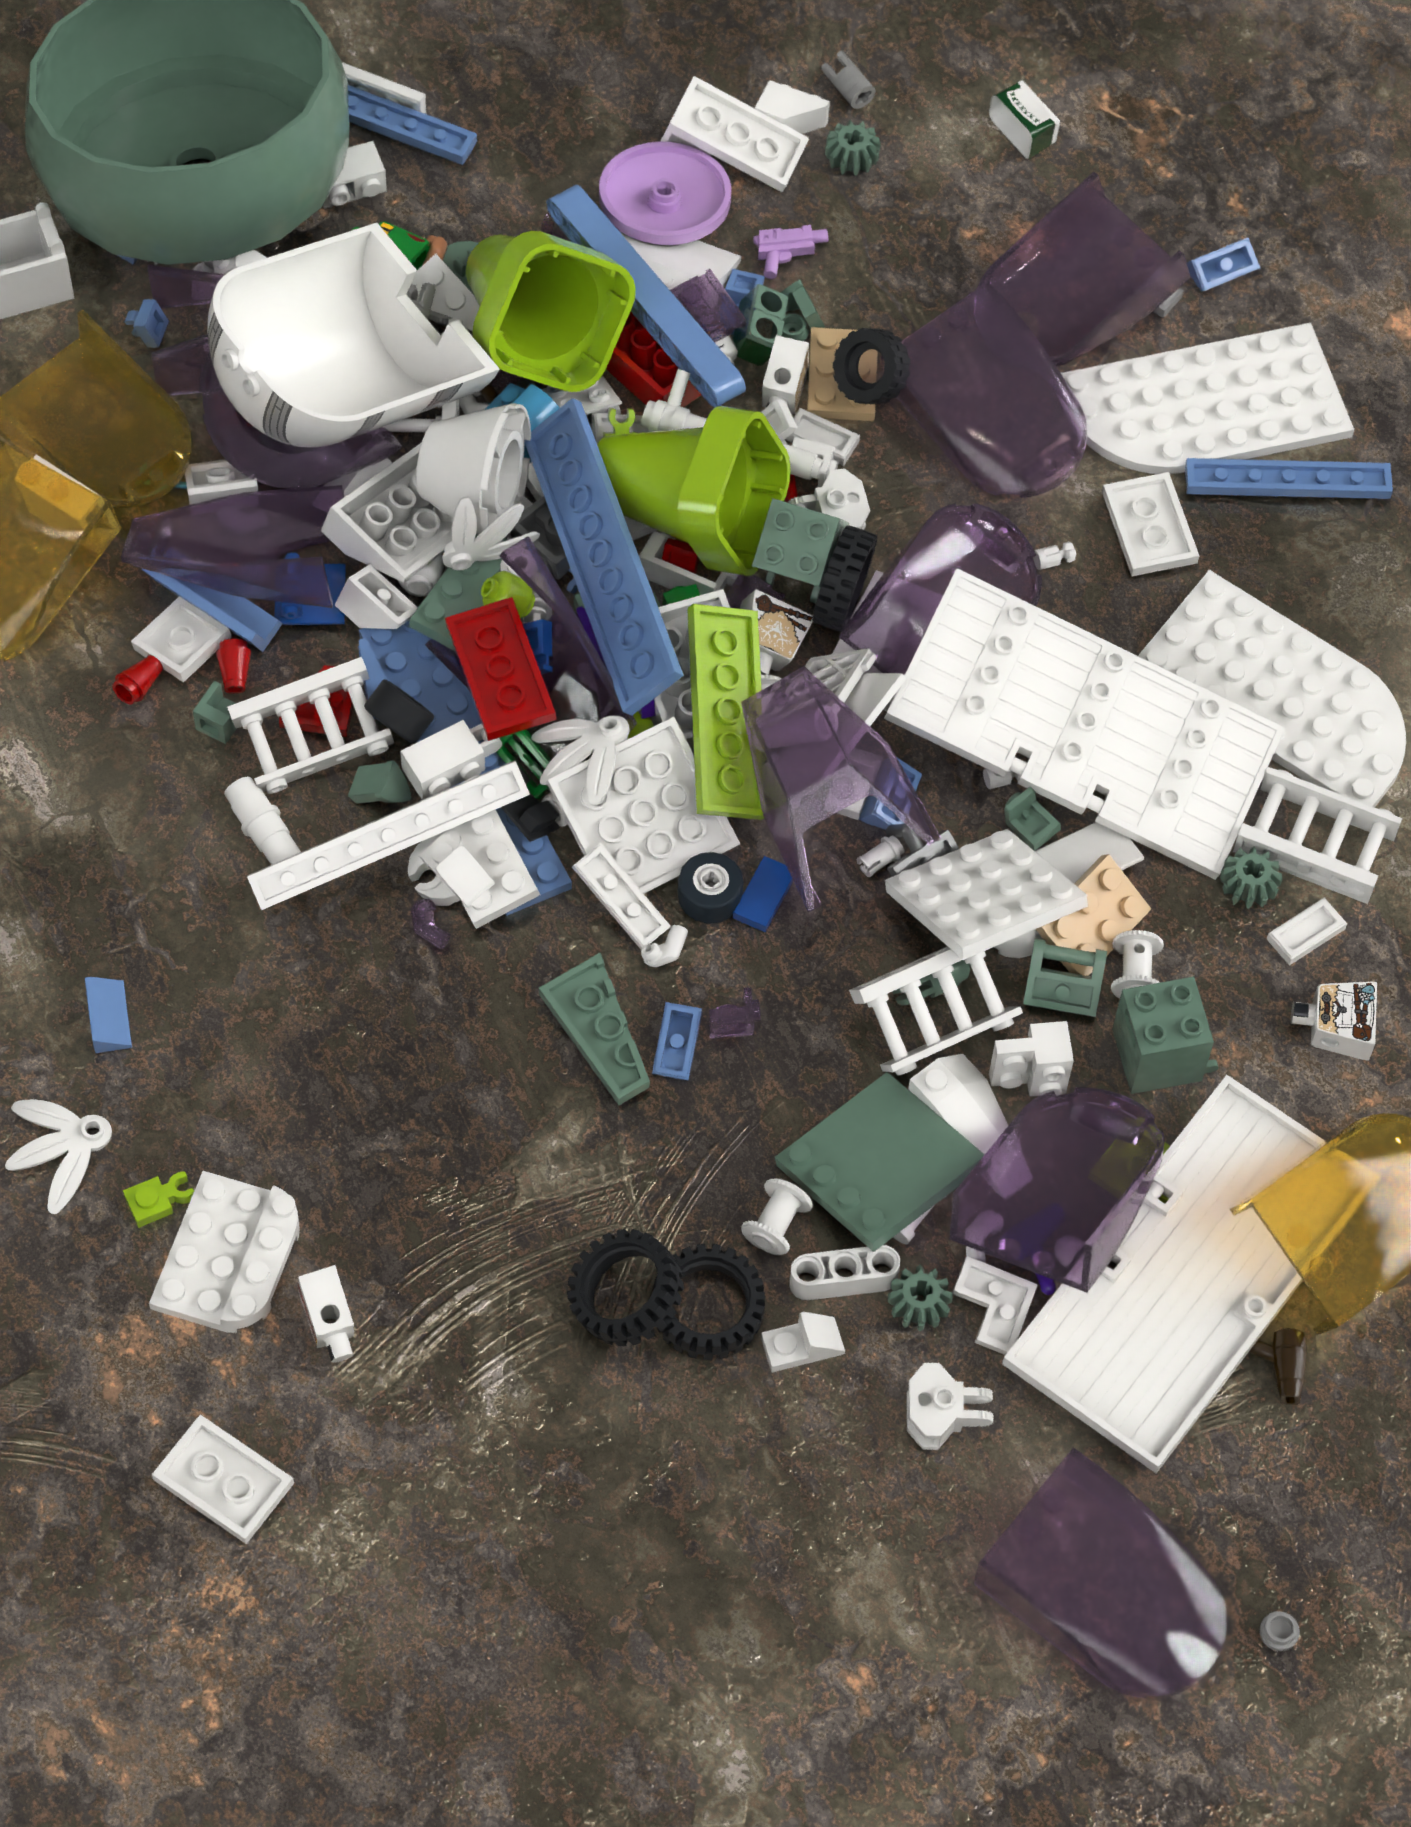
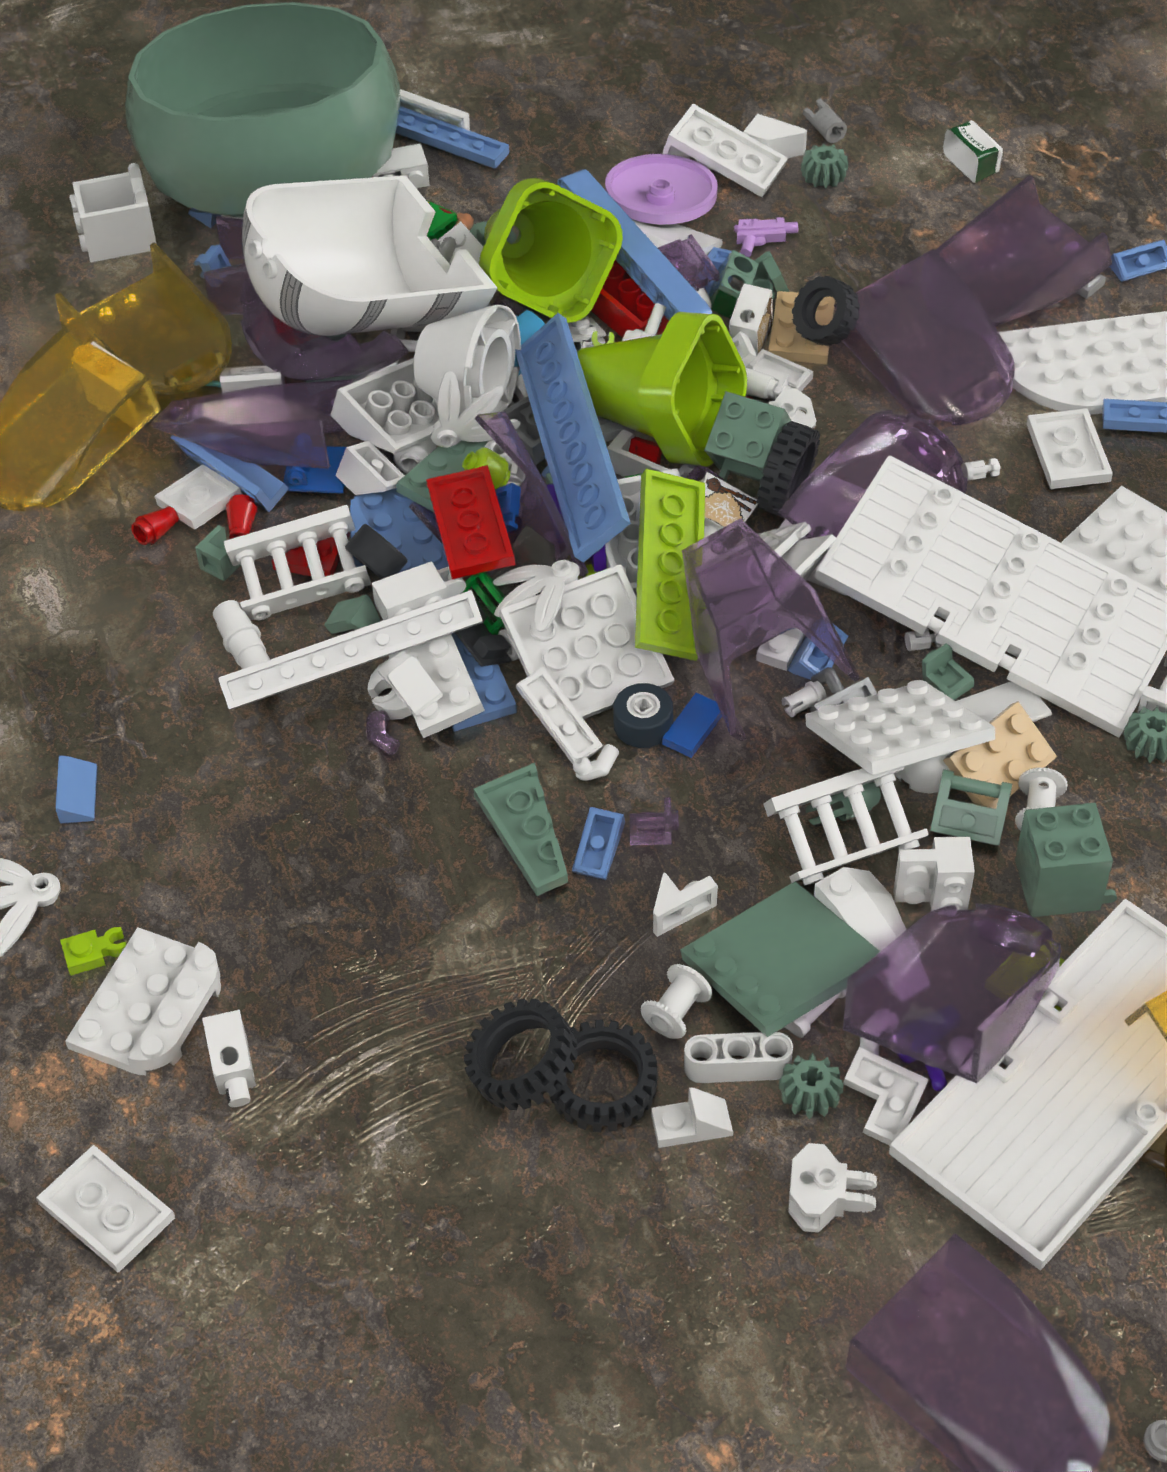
camera: 10 degrees right, 10 degrees down
(766, 1109) = (678, 907): none -> white slope

